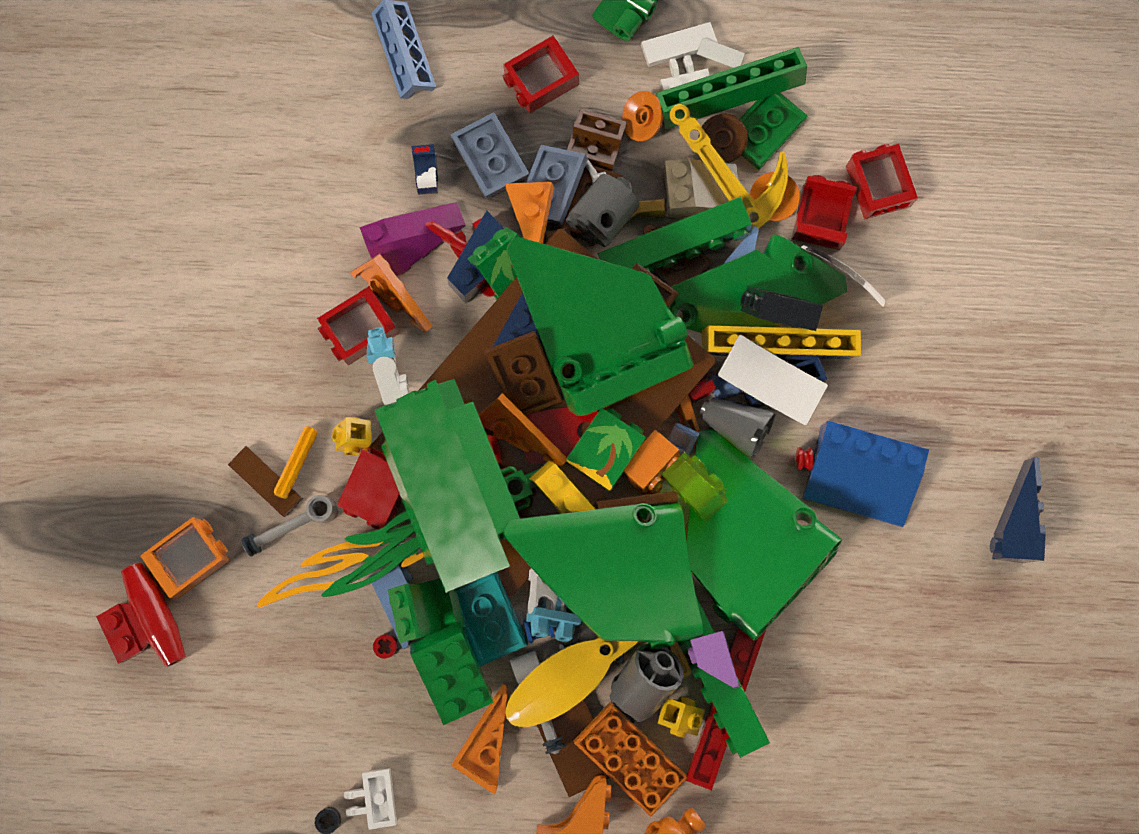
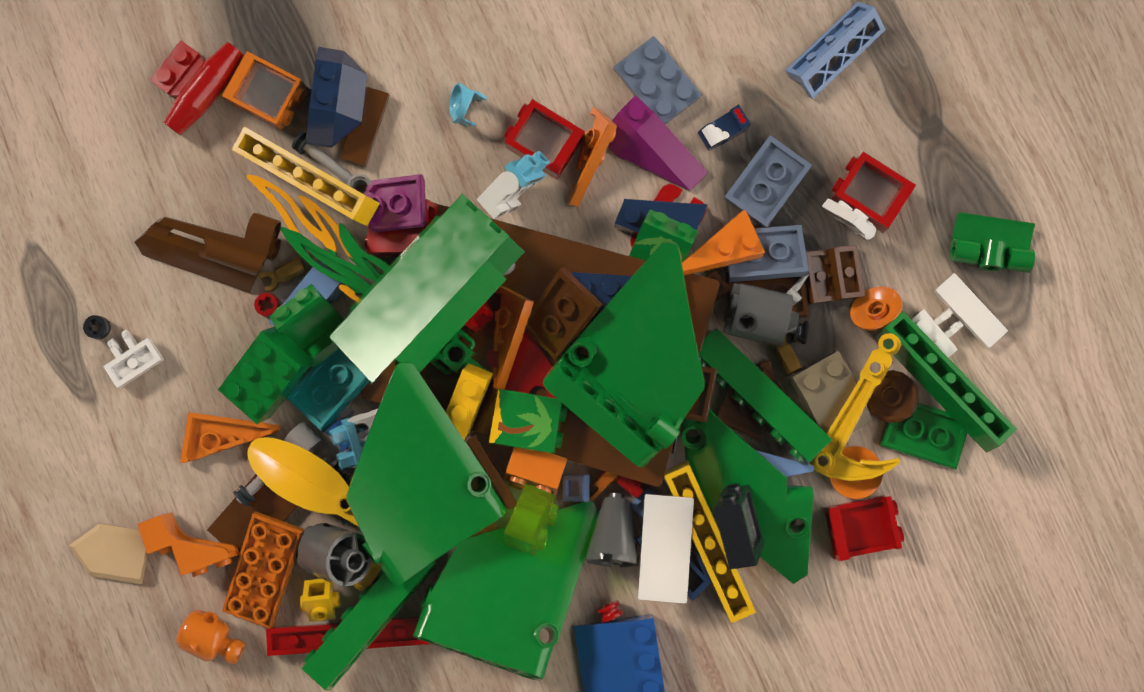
camera: 70 degrees right, 5 degrees up
(226, 495) = (335, 98): none -> dark blue wedge
(279, 384) = (461, 99): none -> medium azure piece
(285, 551) = (305, 176): none -> yellow brick
(295, 462) = (393, 145): light orange axle -> none
(324, 666) = (222, 257): none -> reddish brown panel
(350, 482) = (400, 201): none -> magenta tile
(352, 435) = (447, 185): yellow brick -> none
(353, 206) = (657, 80): none -> sand blue plate
(364, 616) = (284, 273): none -> pearl gold bar
(446, 235) = (668, 179): red piece -> none
(559, 98) = (854, 220): none -> white hinge
(637, 185) = (801, 333): none -> black bush
(713, 657) = (379, 607): medium lavender slope -> none
(720, 53) = (980, 355): white sticker -> none
(847, 269) = (813, 573): sticker -> none
(881, 180) = (923, 569): red window -> none

